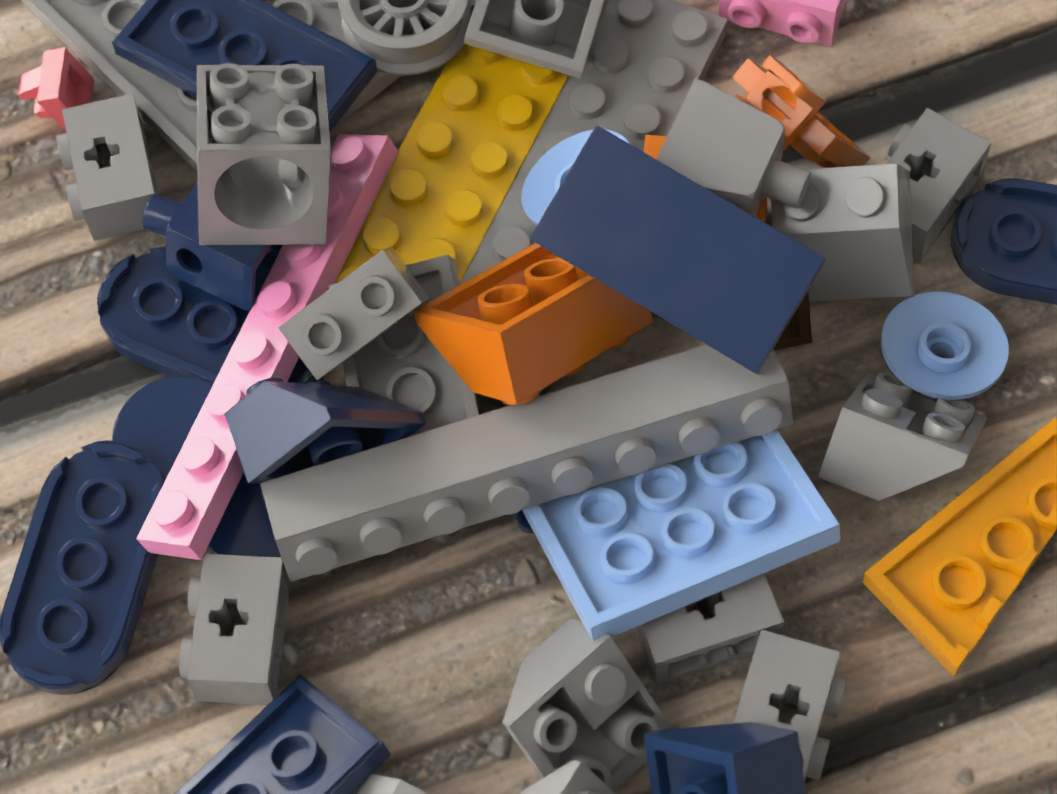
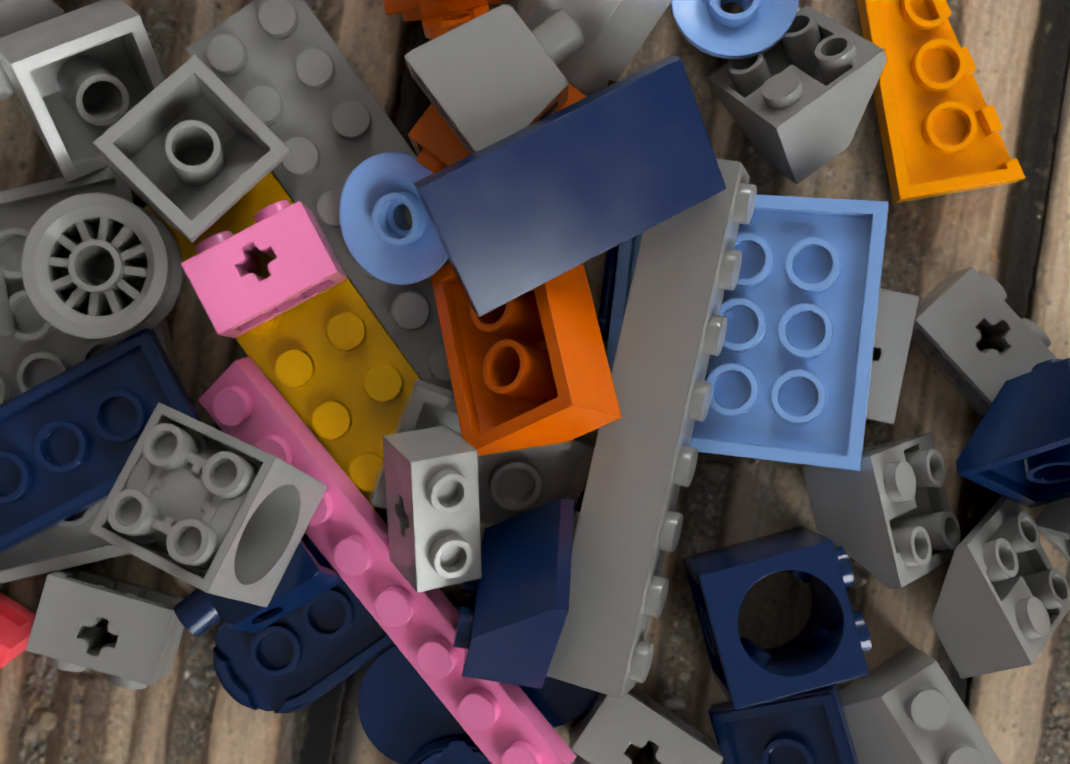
camera: 60 degrees left, 25 degrees up
(410, 598) = (821, 655): none -> dark blue brick
(475, 113) = (242, 300): none -> bright pink brick

